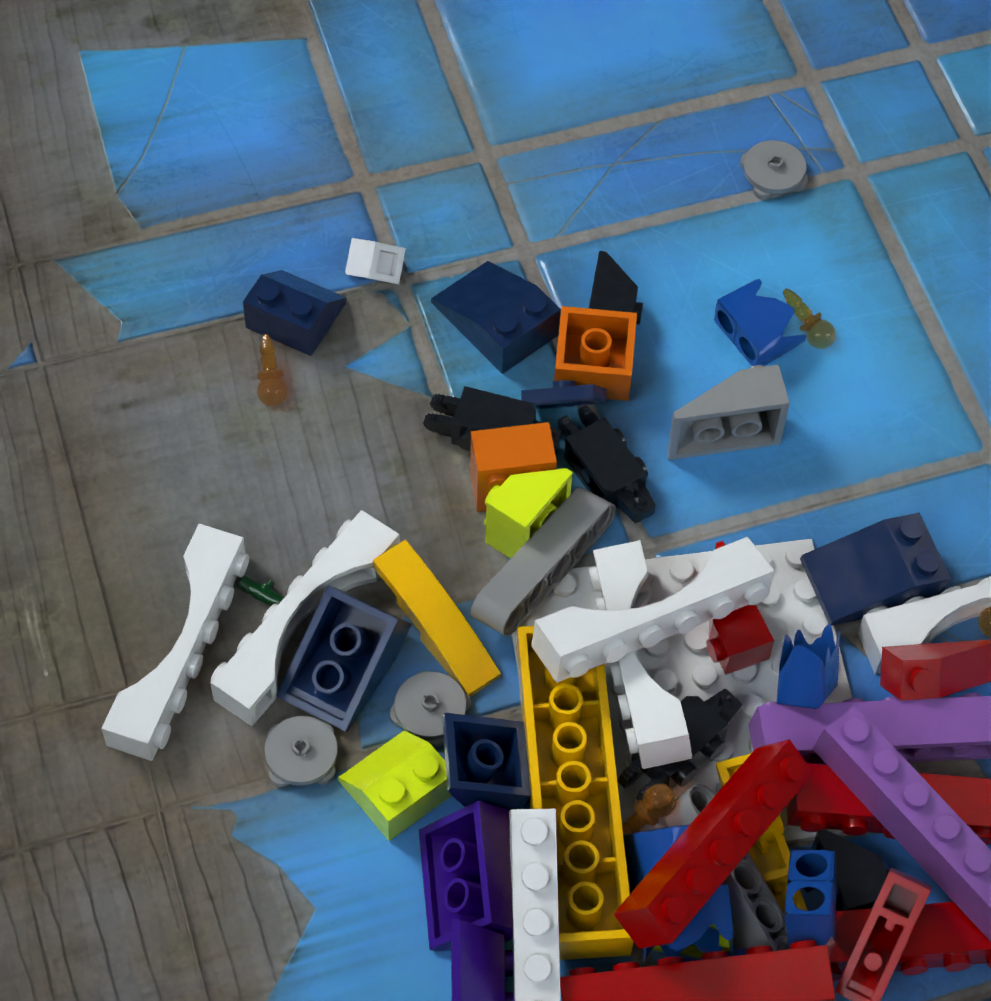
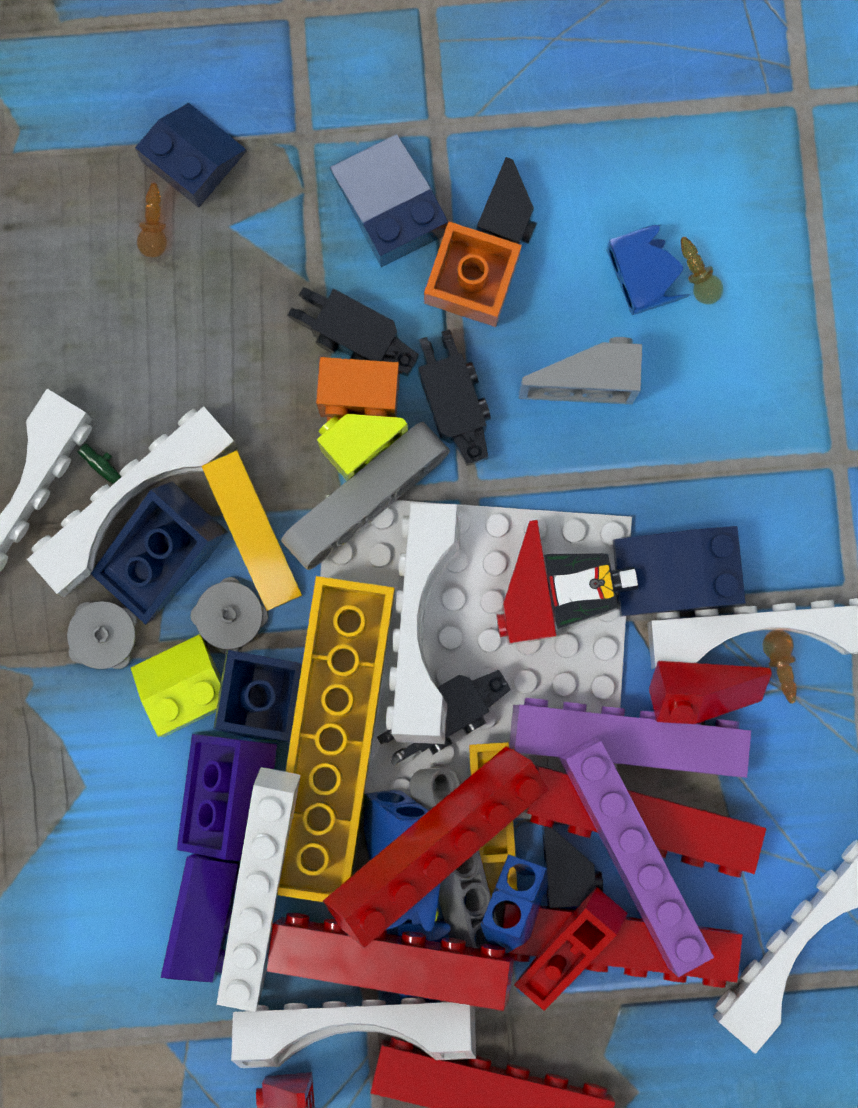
camera: 15 degrees right, 25 degrees up
(375, 260) = (282, 114): white panel -> none
(565, 394) = (429, 317): dark blue plate -> none
(585, 638) = (366, 615): white arch -> none
(657, 803) = (402, 775): clear orange bar -> none
(774, 168) = (717, 81): light grey piece -> none
(796, 598) = (585, 586): none -> torso
(808, 670) = (561, 691): blue piece -> none

